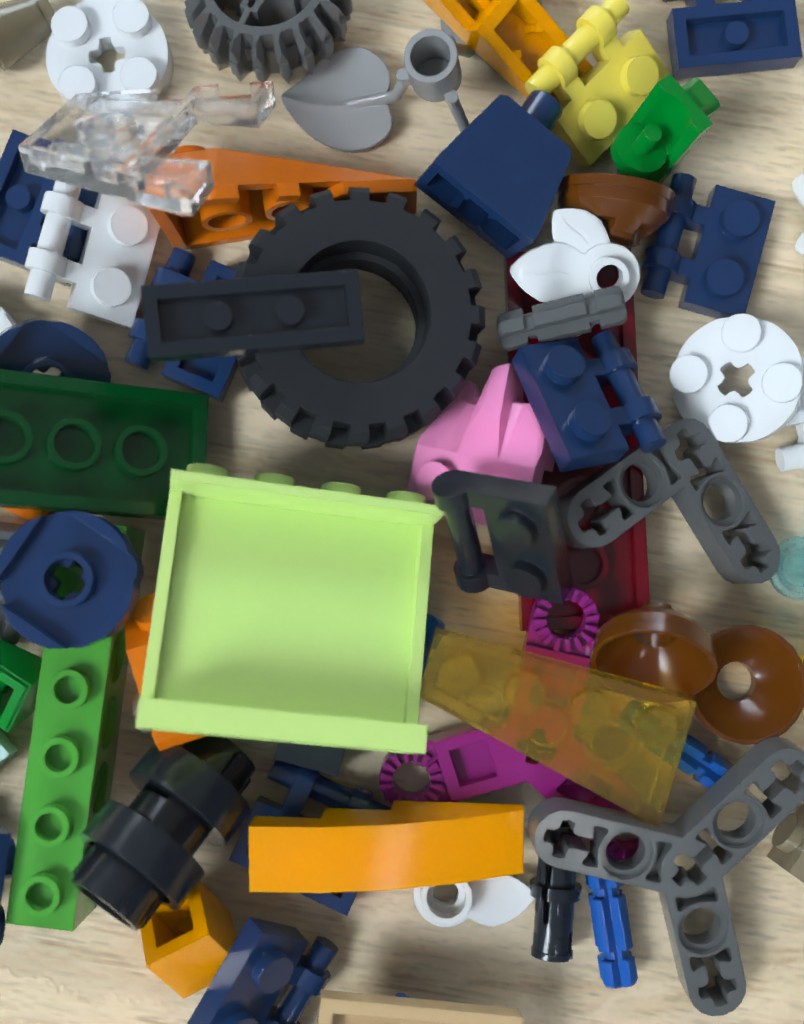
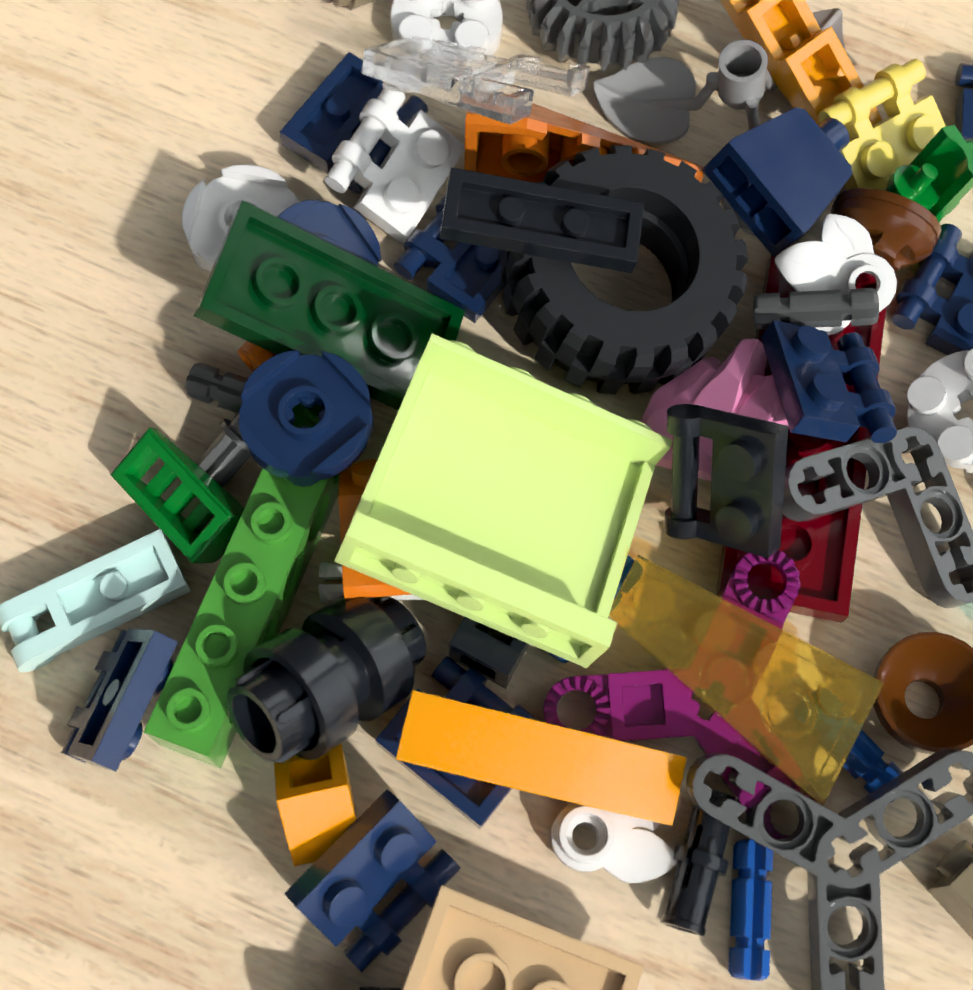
camera: 10 degrees right, 15 degrees down
(674, 659) = (873, 647): reddish brown piece -> none

